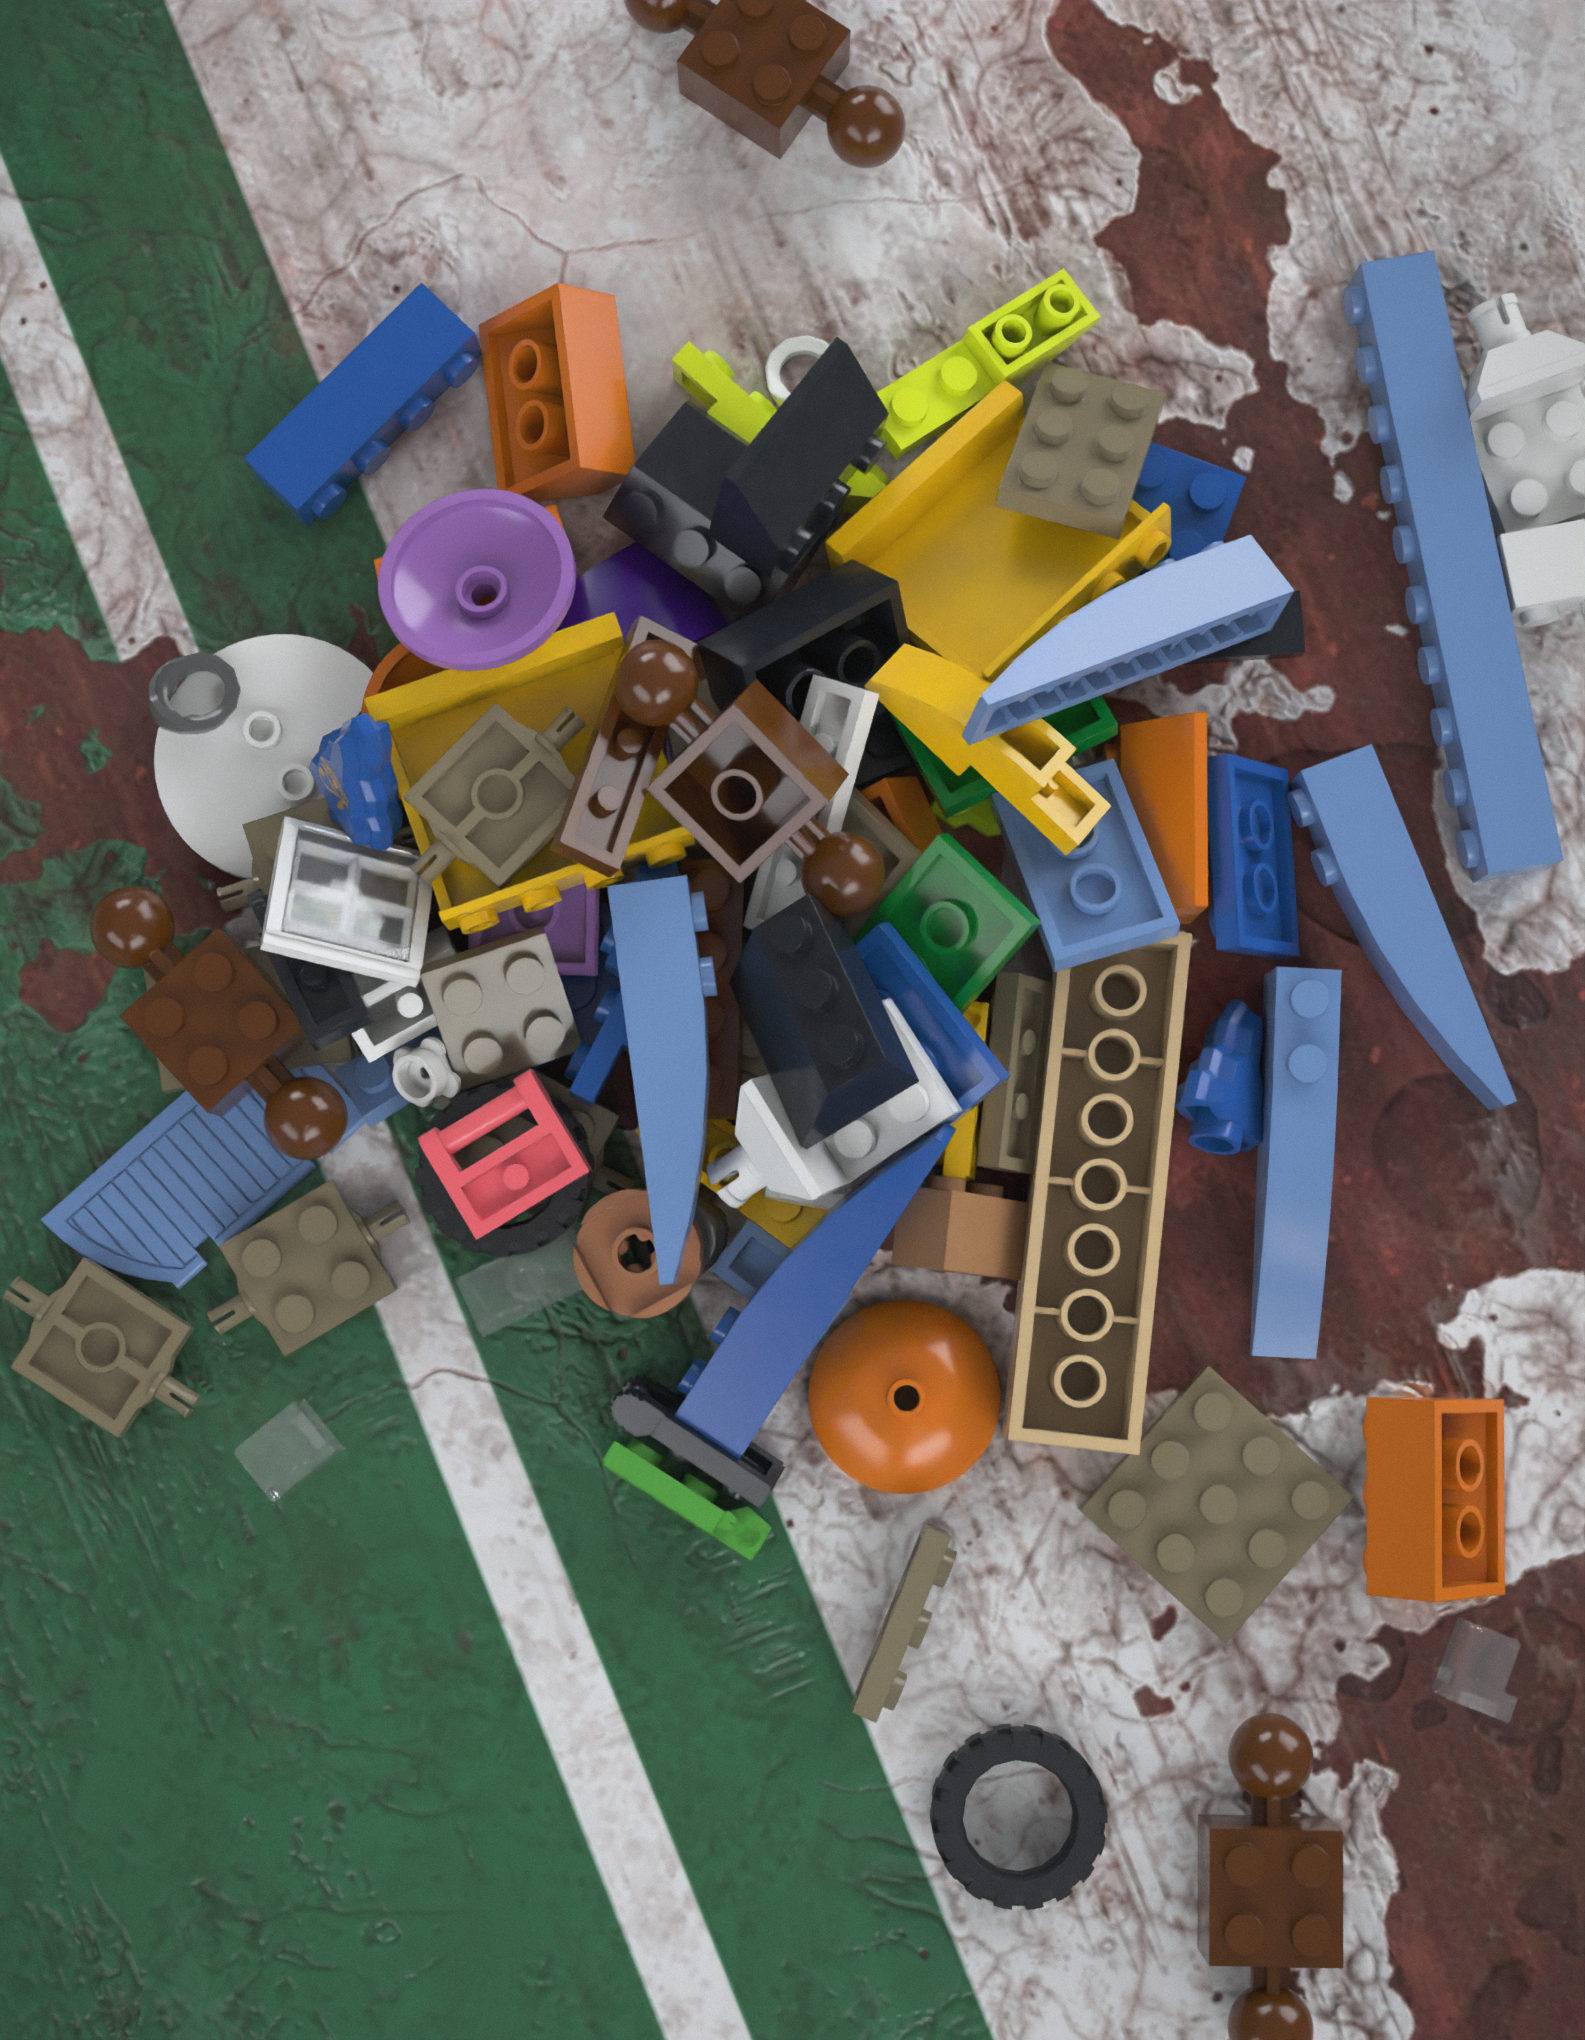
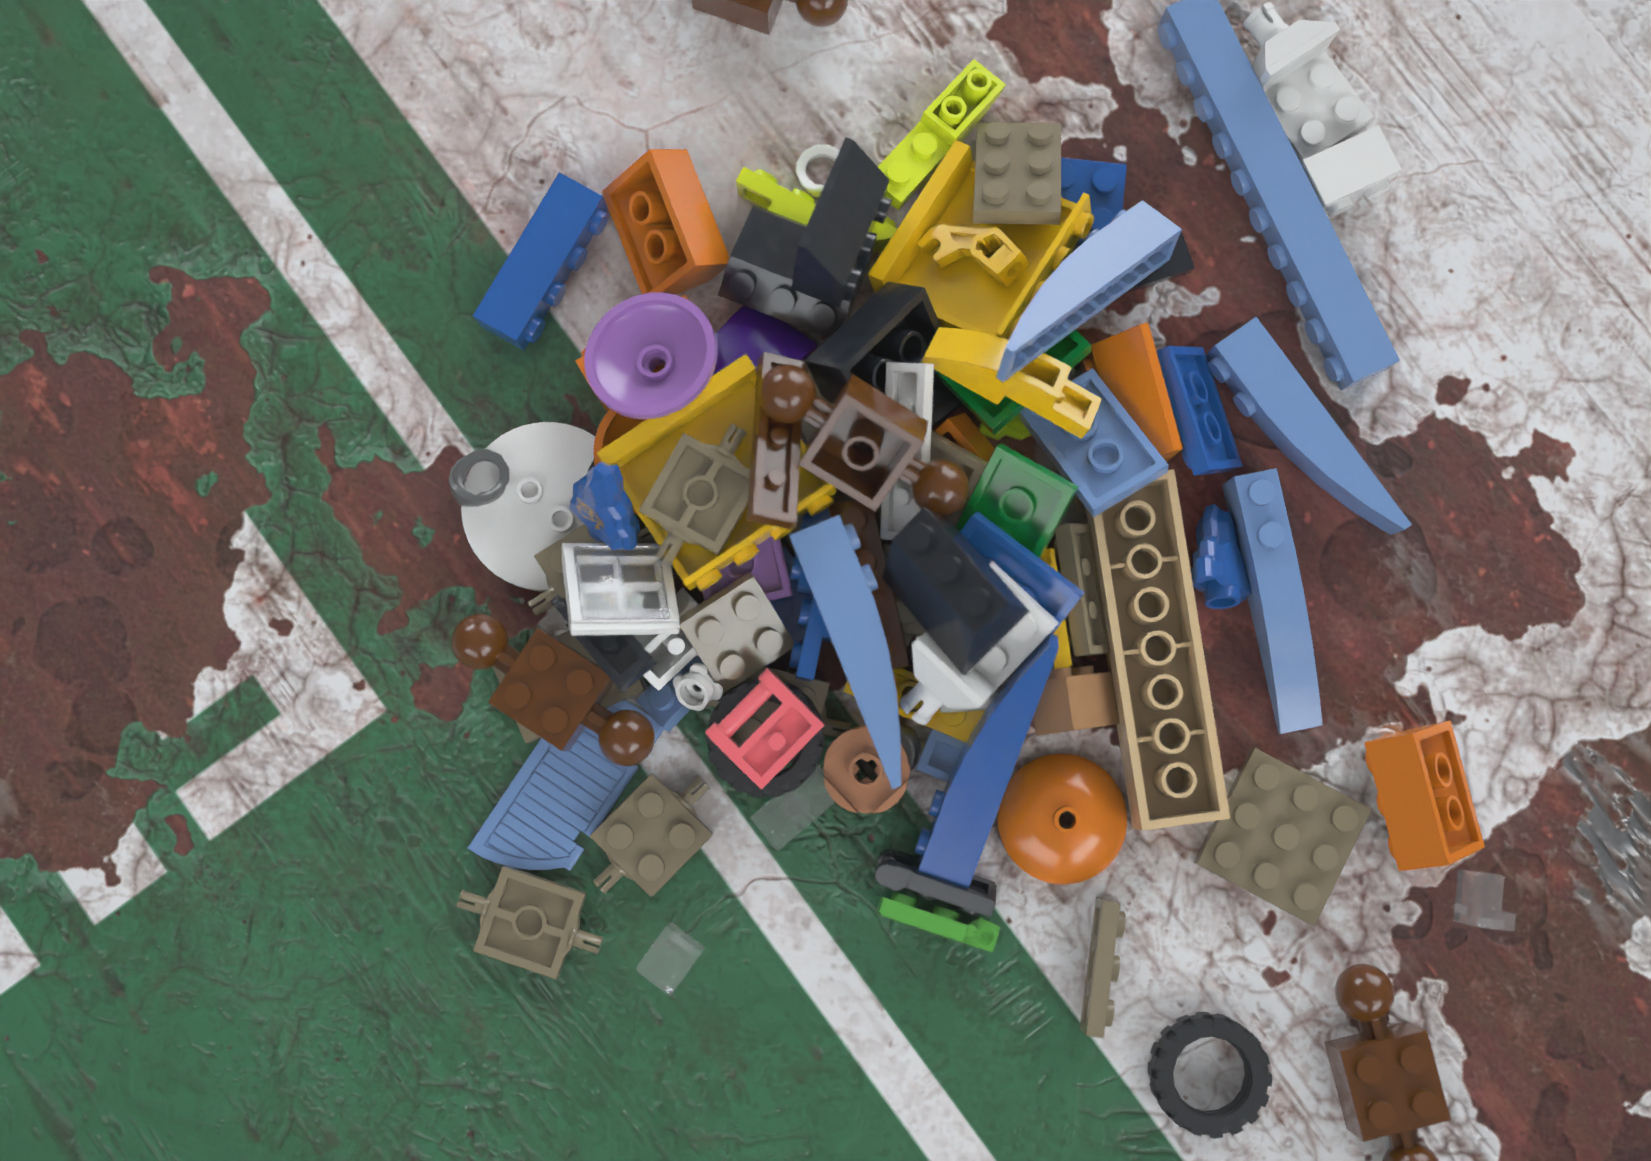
camera: 10 degrees left, 0 degrees up
(969, 527) = (959, 241): none -> yellow piece

